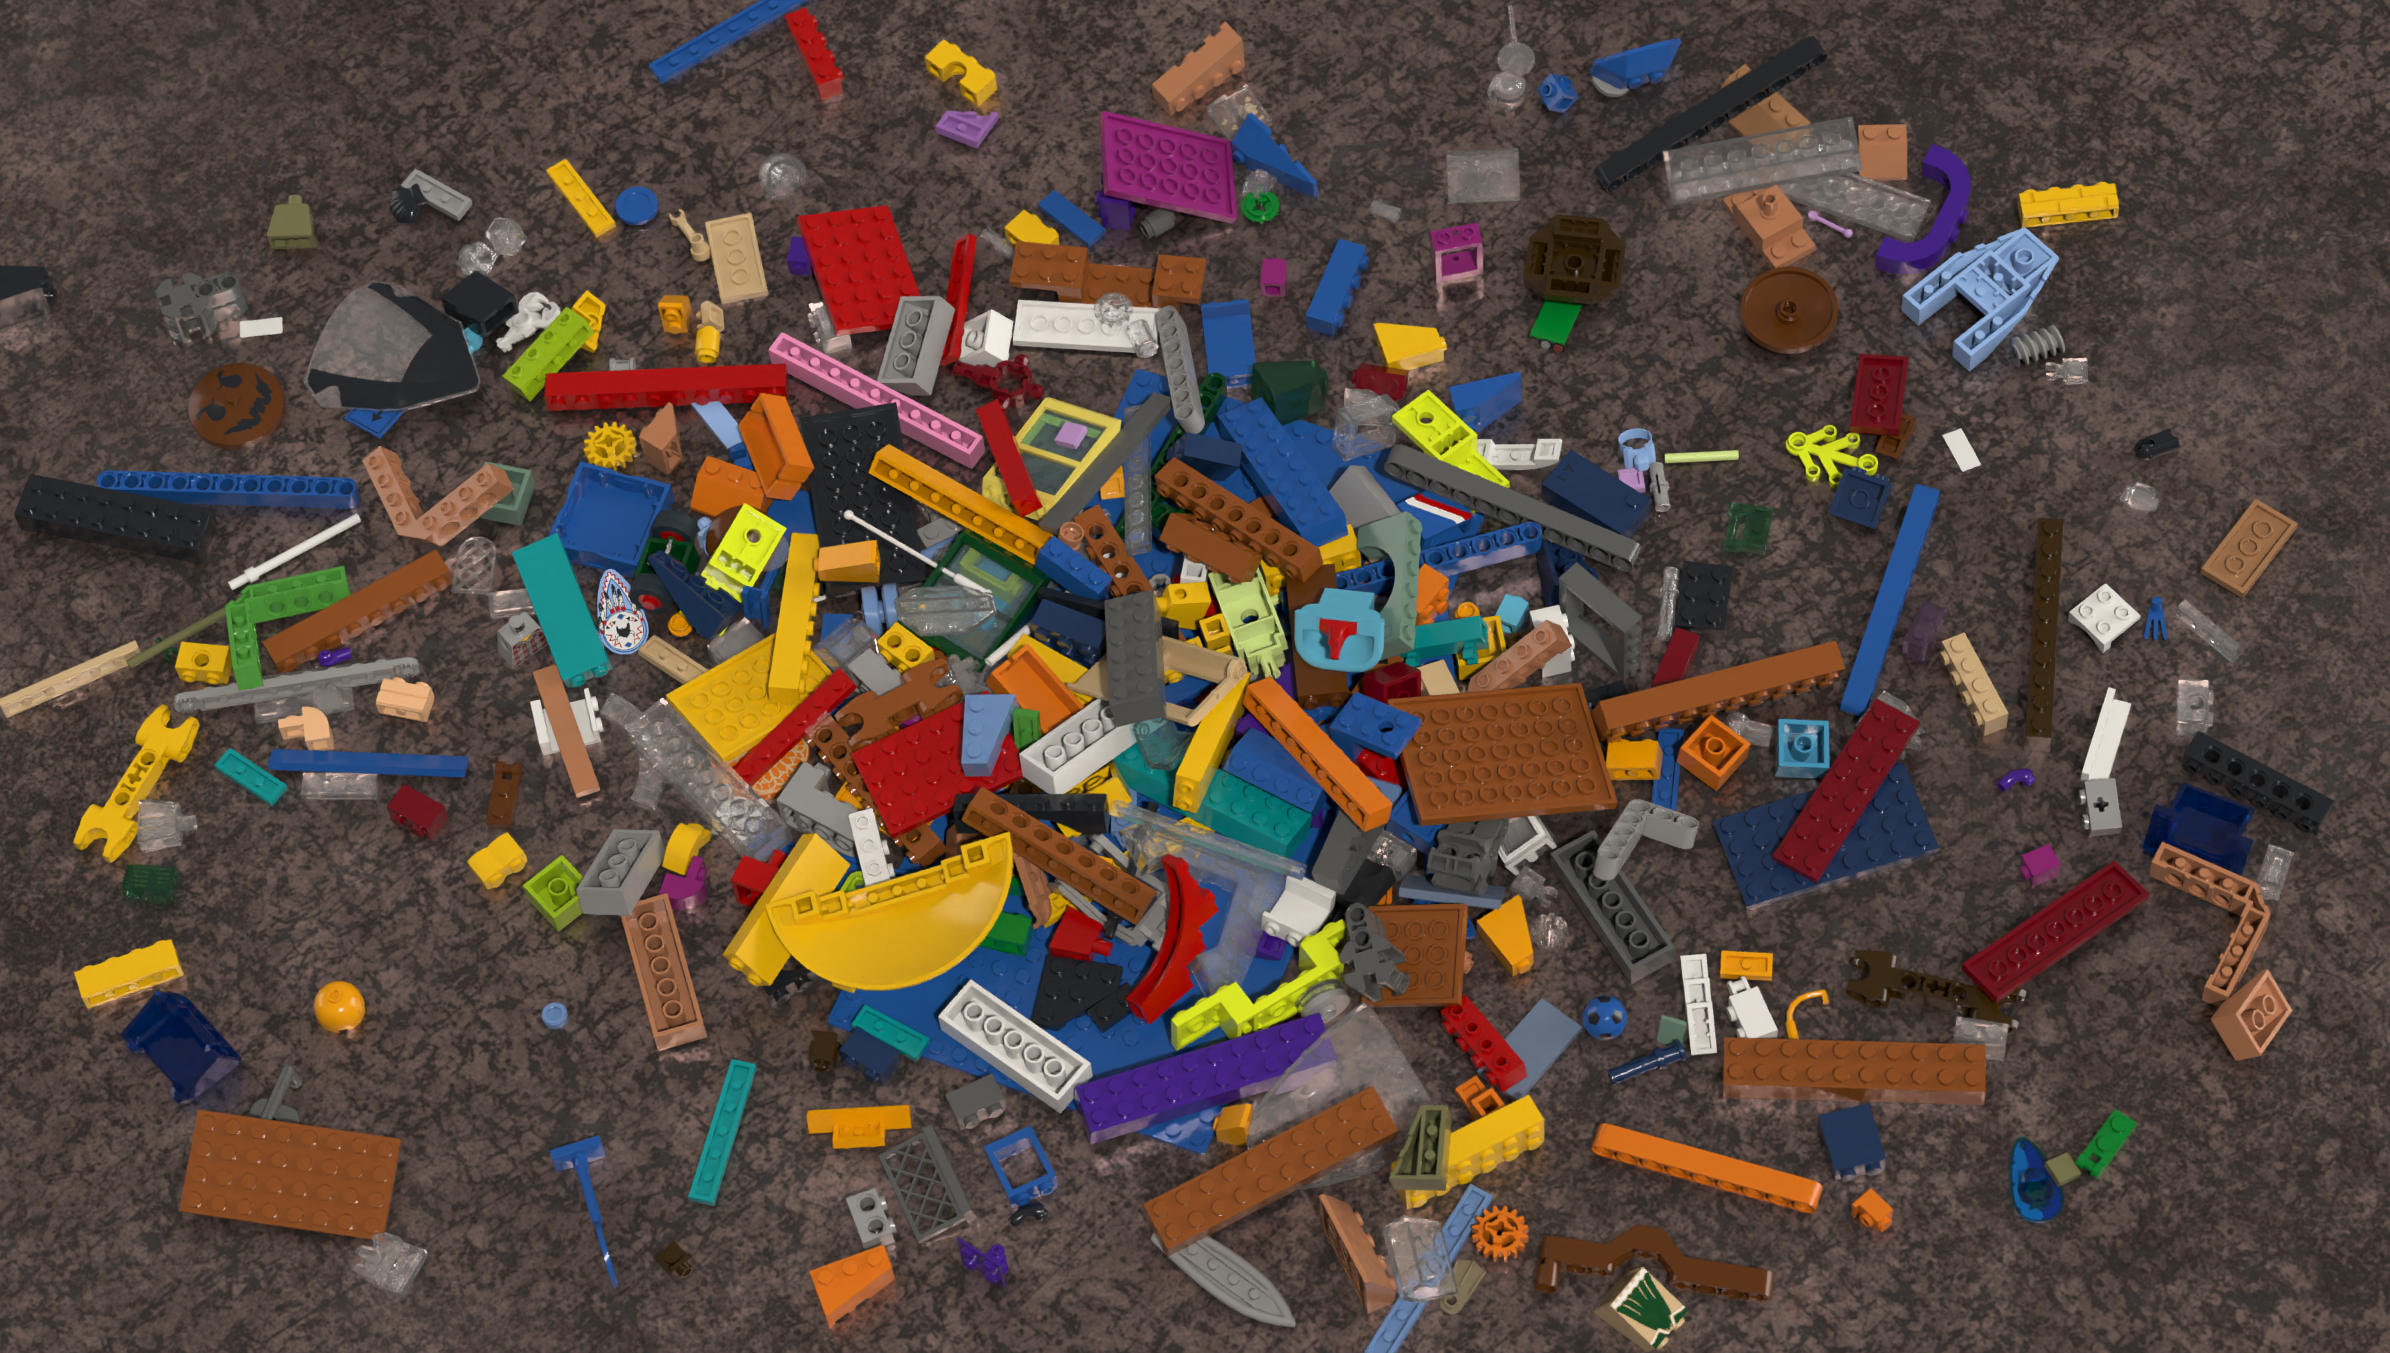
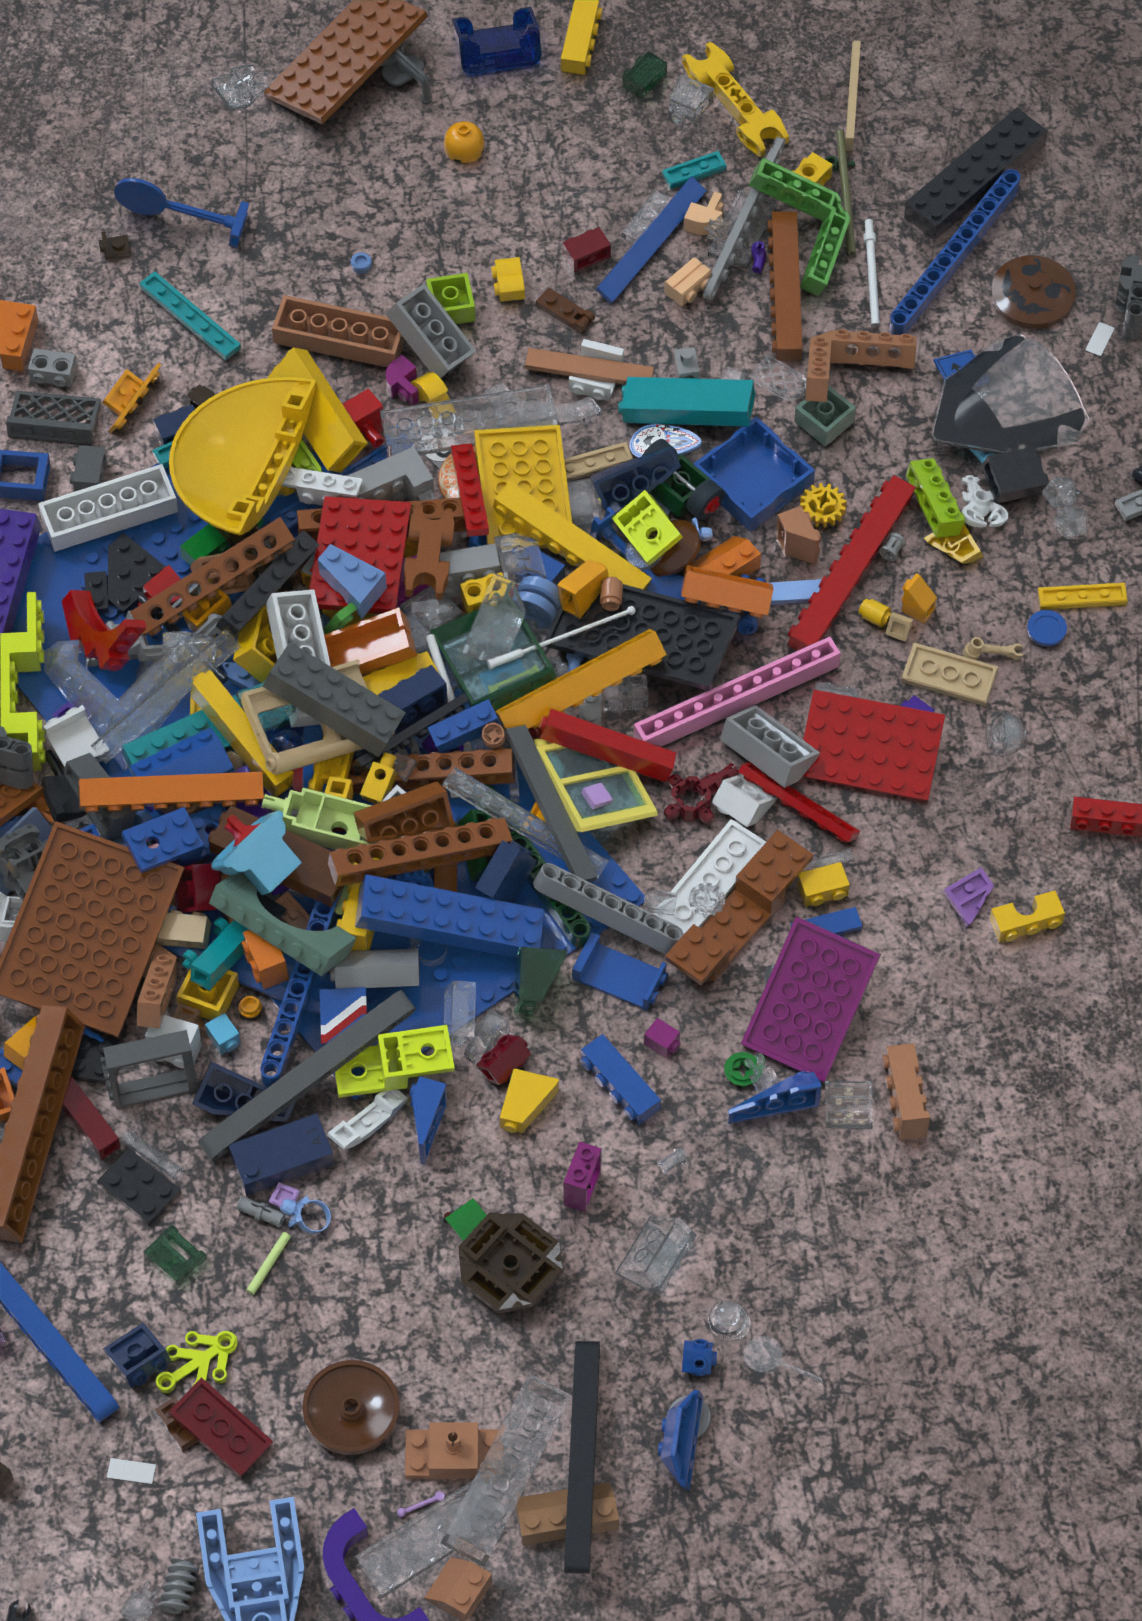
camera: 115 degrees right, 0 degrees up
(841, 535) = (611, 593): none -> nougat brick

